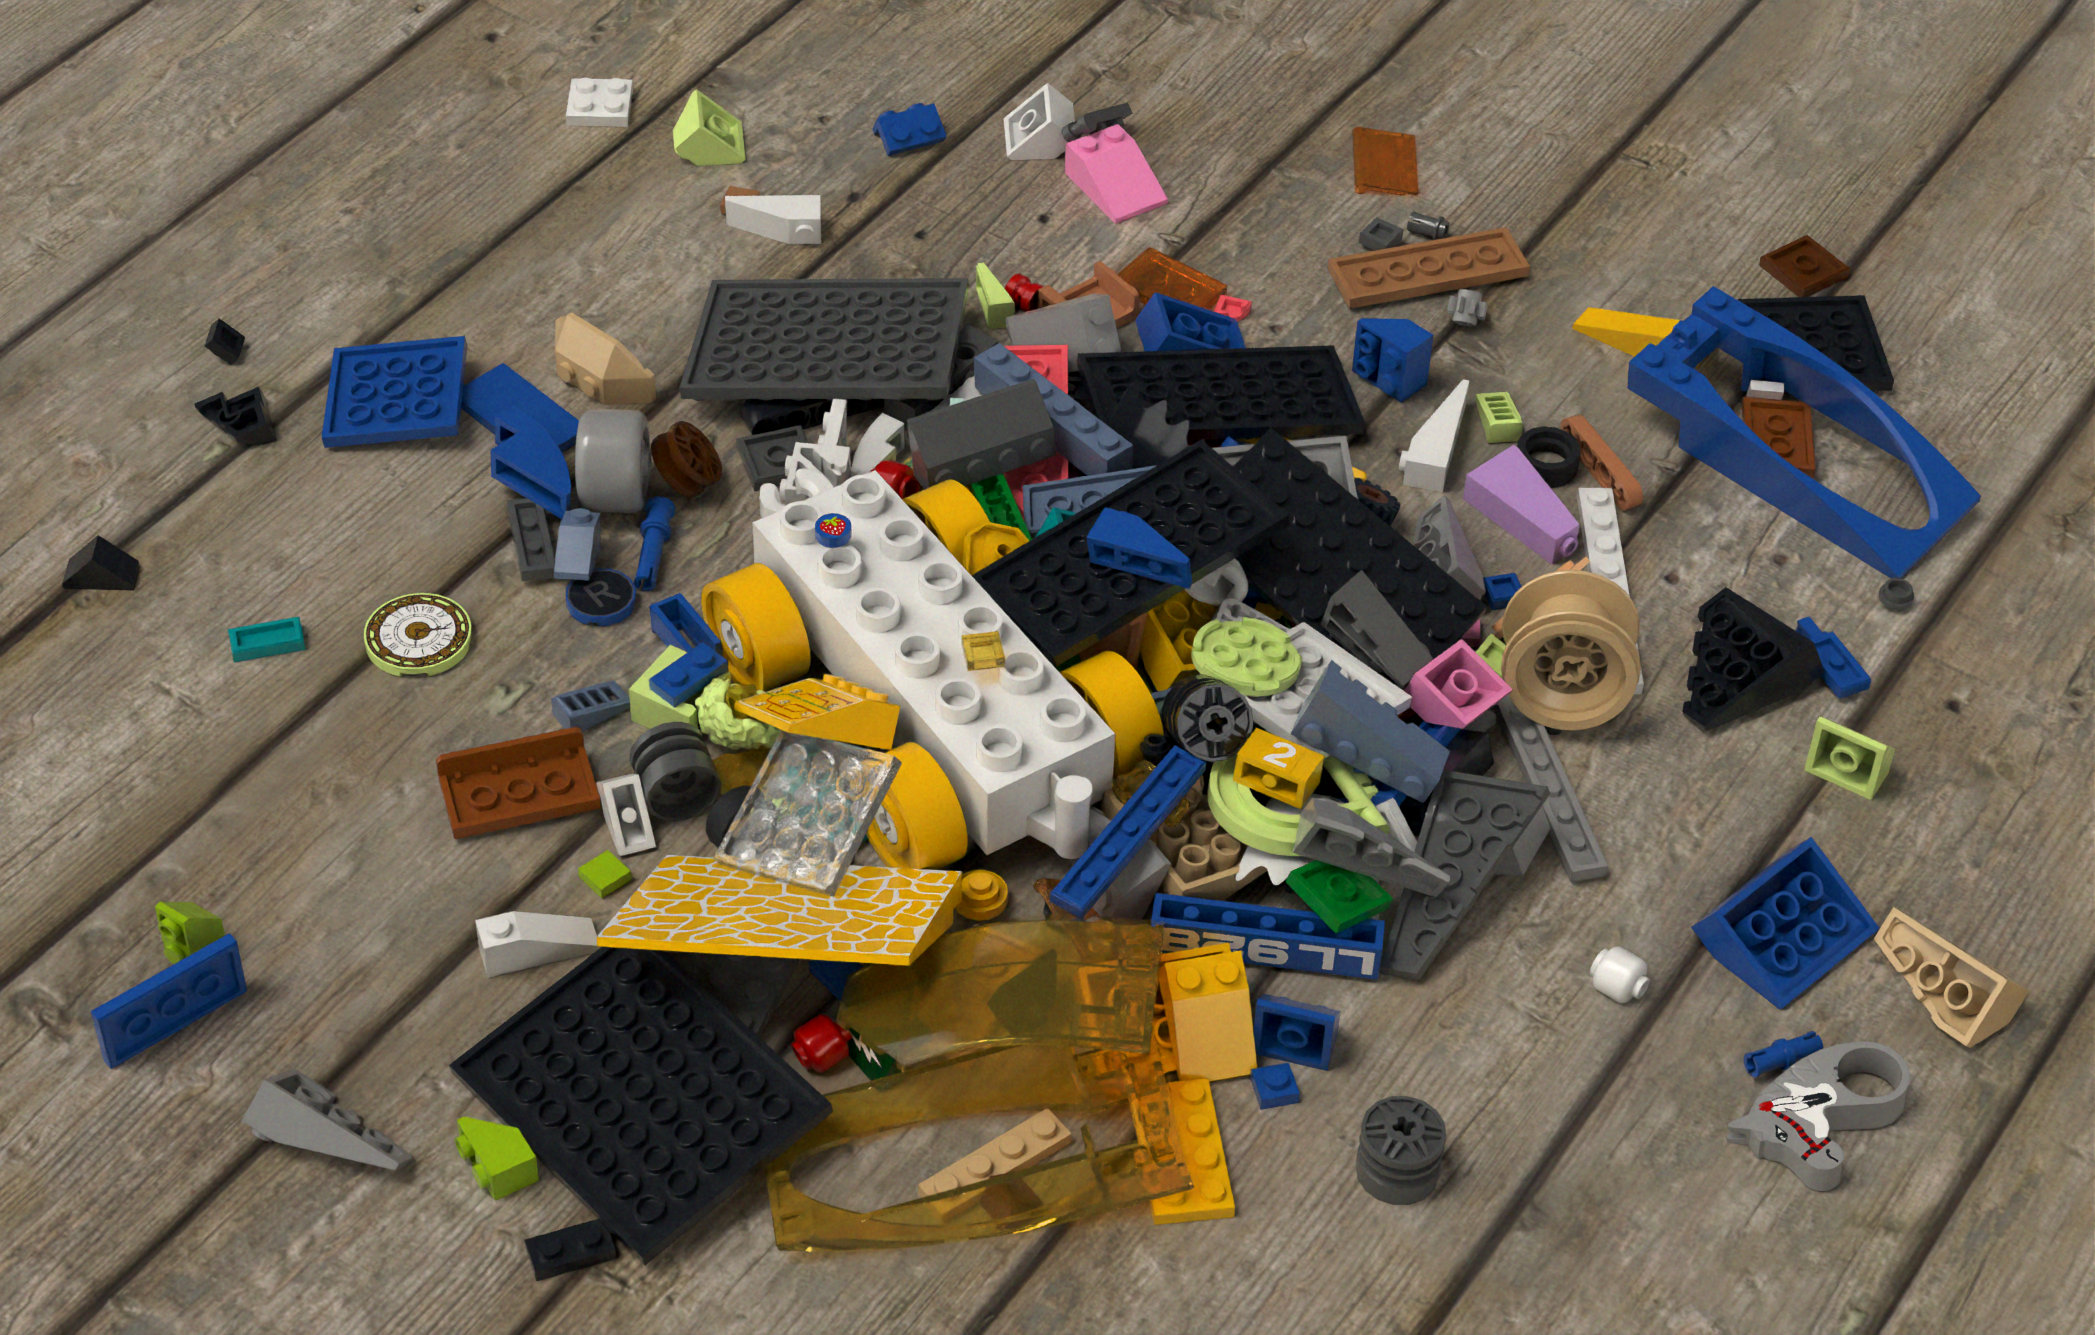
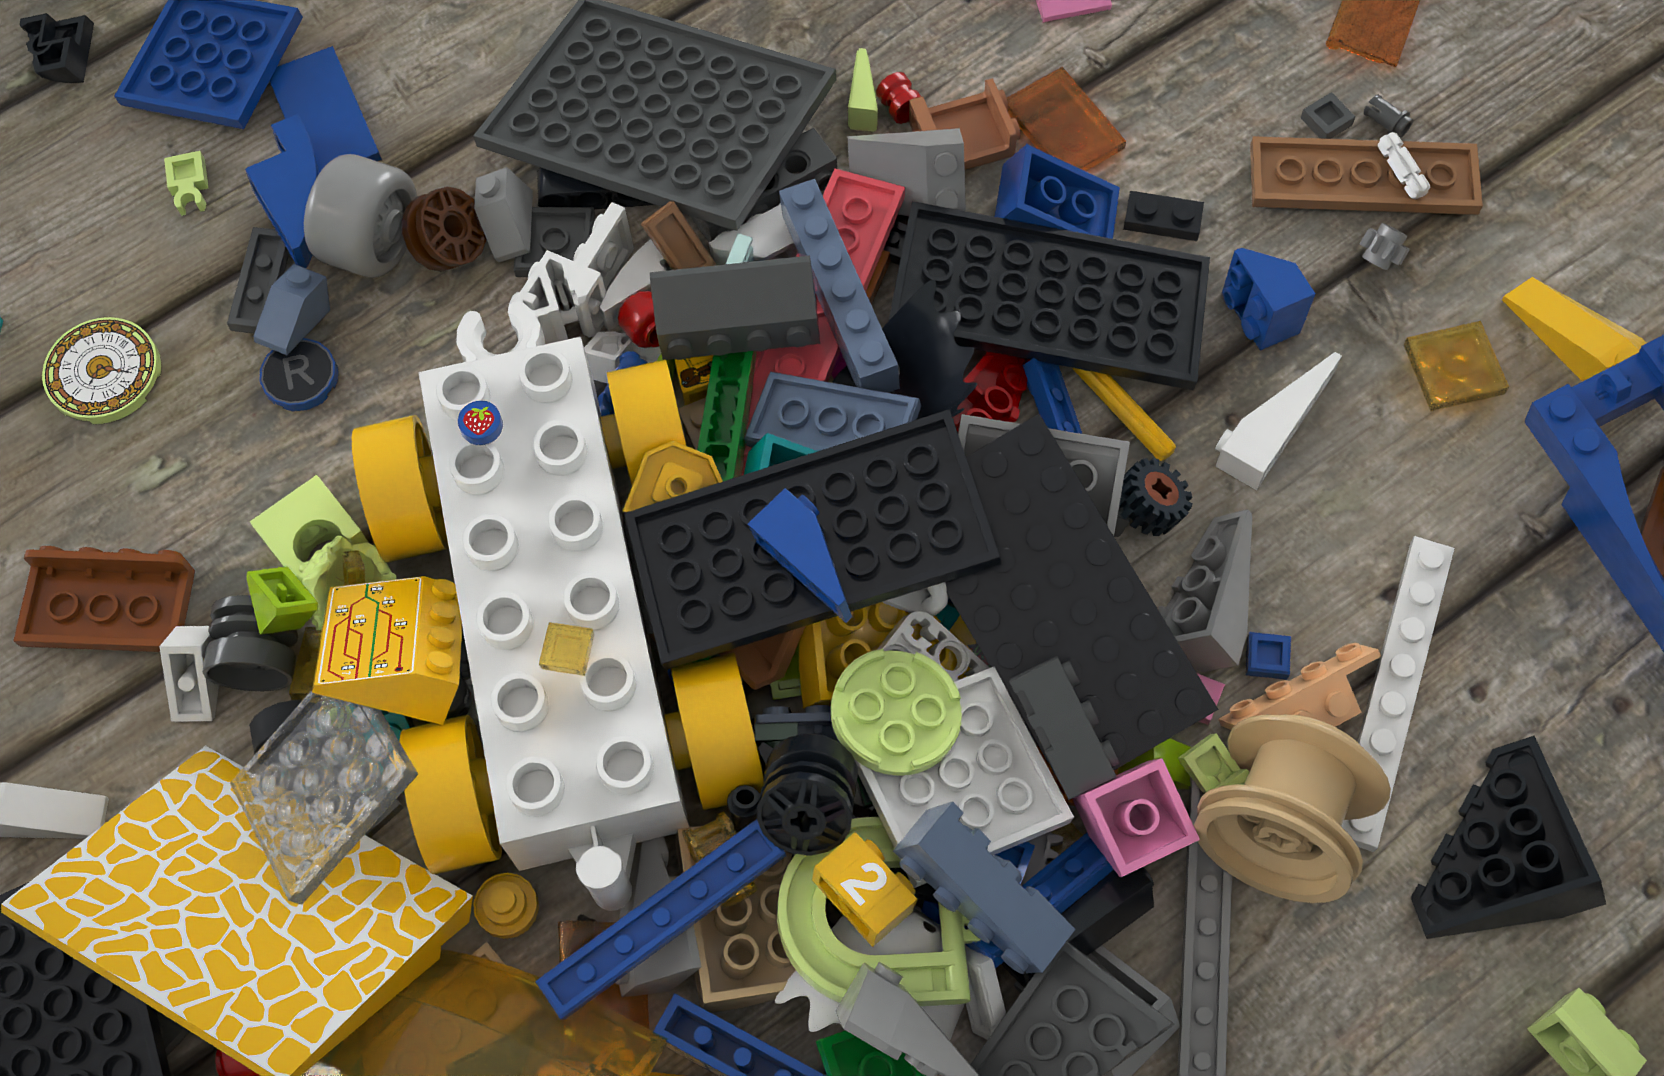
camera: 25 degrees right, 20 degrees up
(422, 482) = (185, 177): none -> yellowish green plate
(571, 707) = (211, 504): sand blue slope -> none
(600, 364) = (416, 77): tan wedge -> none
(604, 874) = (143, 742): lime tile -> none
(655, 532) = (384, 308): blue pin -> none
(677, 614) = (339, 430): blue window -> none
(688, 674) = (312, 524): blue plate -> none
(703, 720) = (279, 600): none -> lime slope
(730, 440) = (504, 213): none -> light grey slope
(891, 418) = (676, 239): none -> medium nougat tile
(1233, 307) = (1120, 171): coral tile -> none
(1281, 330) = (1163, 215): none -> black plate
(1457, 250) = (1403, 165): none -> white axle
(1499, 417) = (1359, 428): yellowish green slope -> none
(1522, 504) = (1338, 543): lavender slope -> none
(1556, 441) = (1406, 456): black tyre -> none
(1558, 374) = (1455, 365): none -> clear yellow plate
(1604, 463) = (1456, 508): nougat beam -> none
(1841, 669) = (1625, 883): blue hinge -> none

